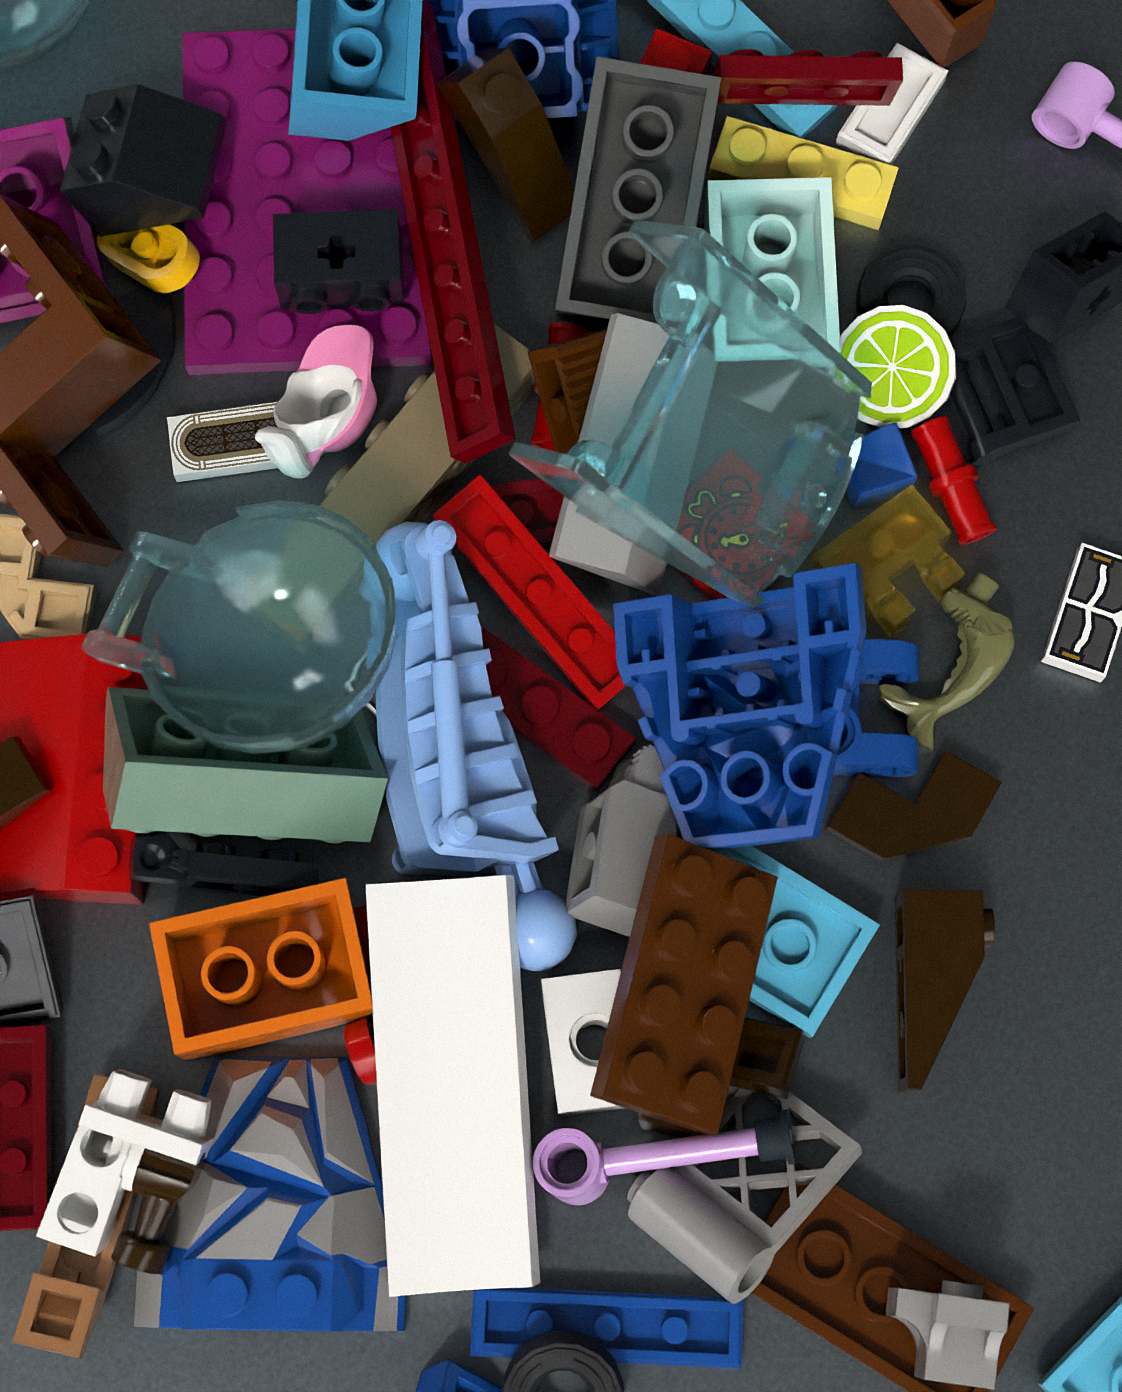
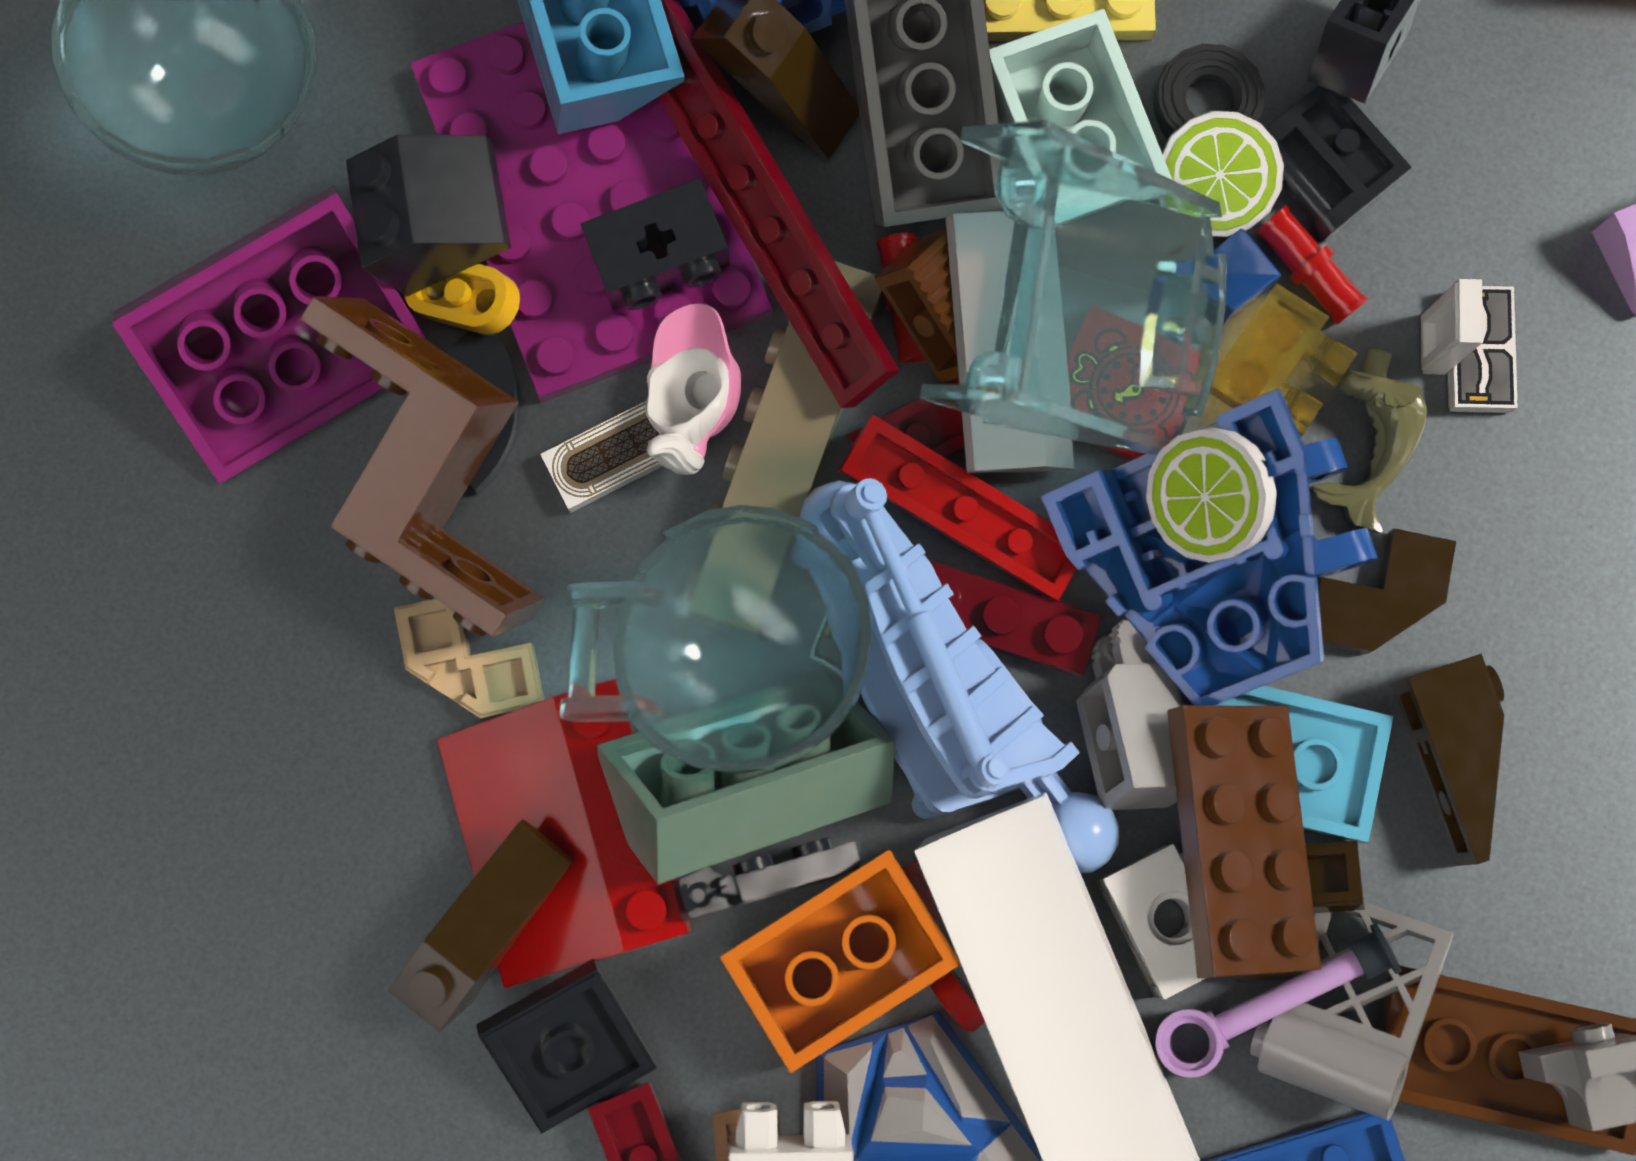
camera: 20 degrees left, 5 degrees up
(763, 645) = (1210, 494): none -> tile
(1061, 575) = (1452, 327): none -> white tile

